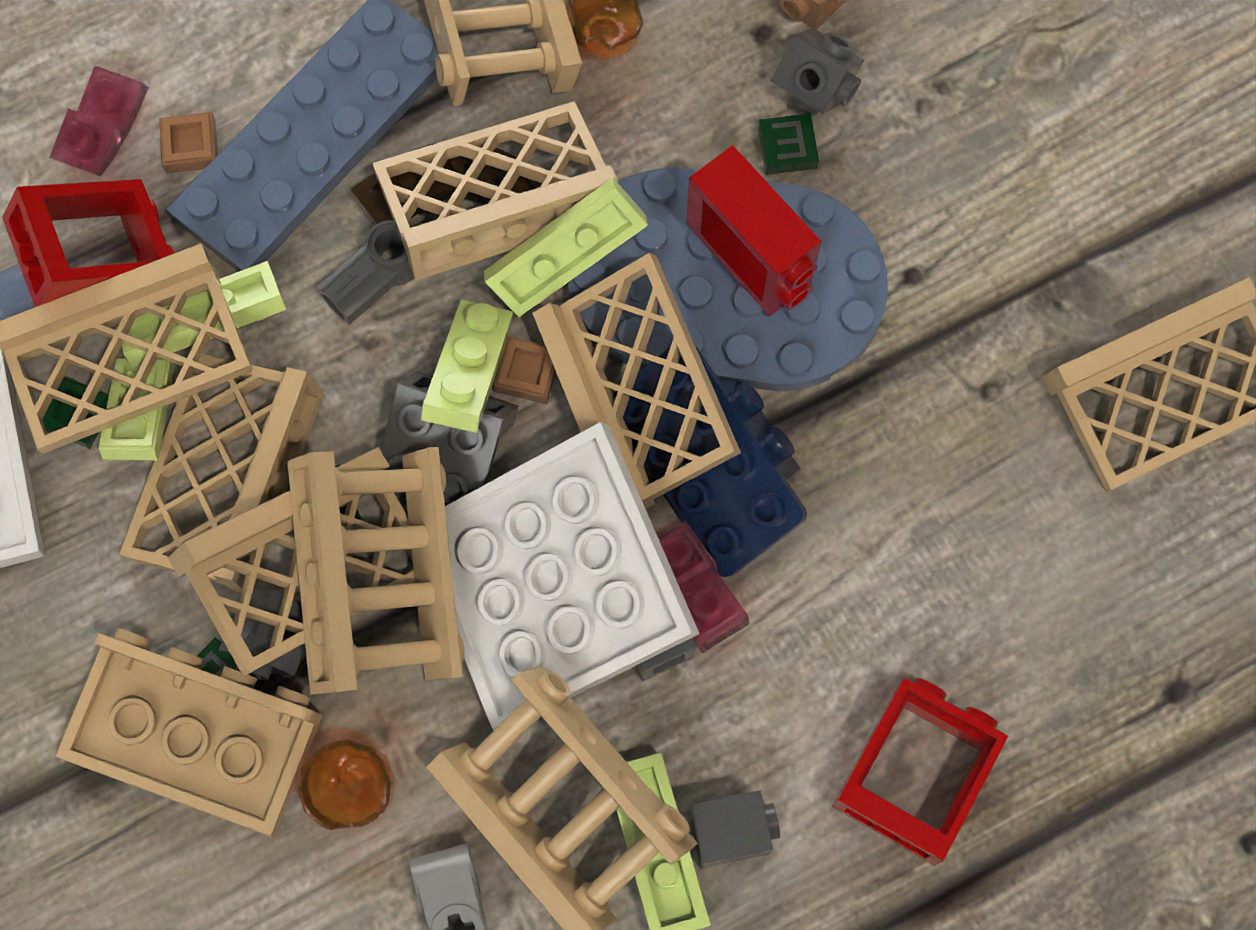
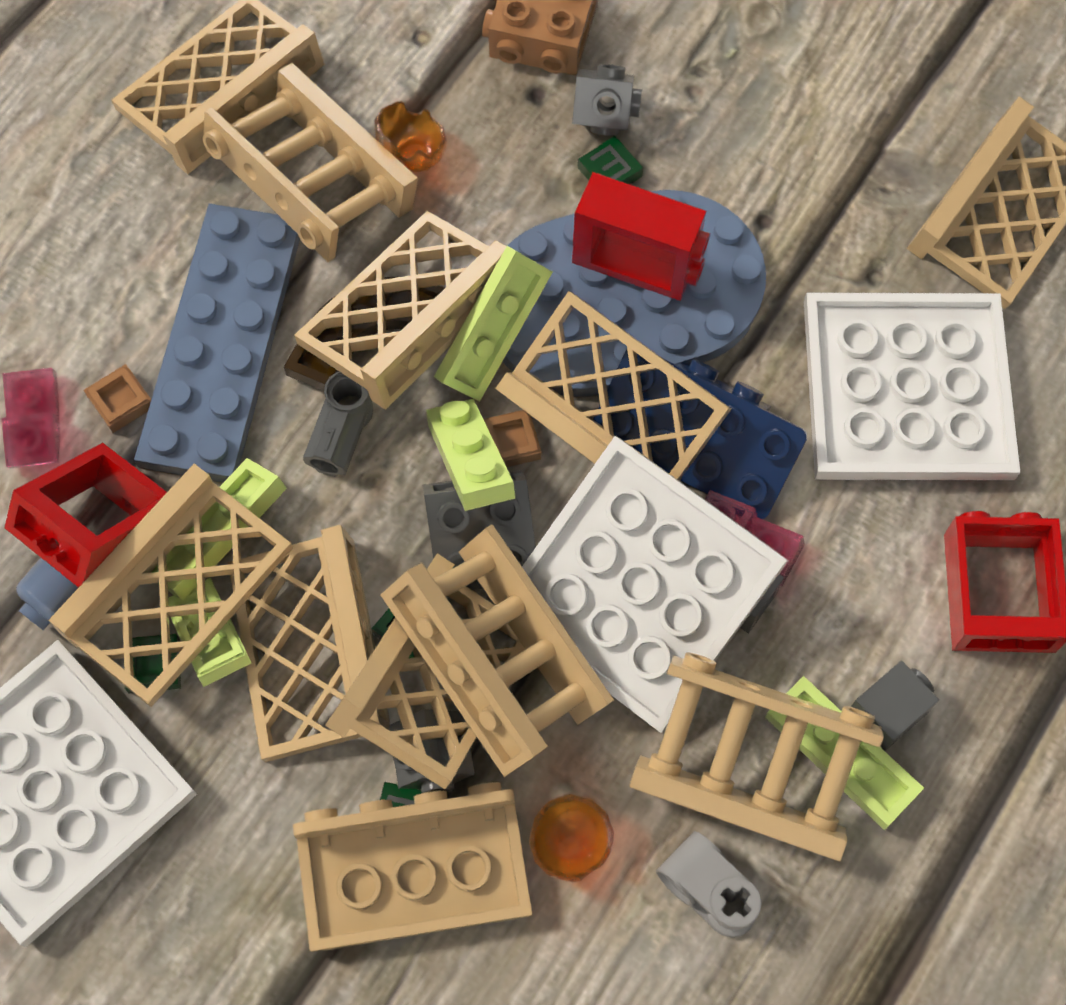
camera: 30 degrees left, 5 degrees down
(951, 521) = (909, 387): none -> white plate

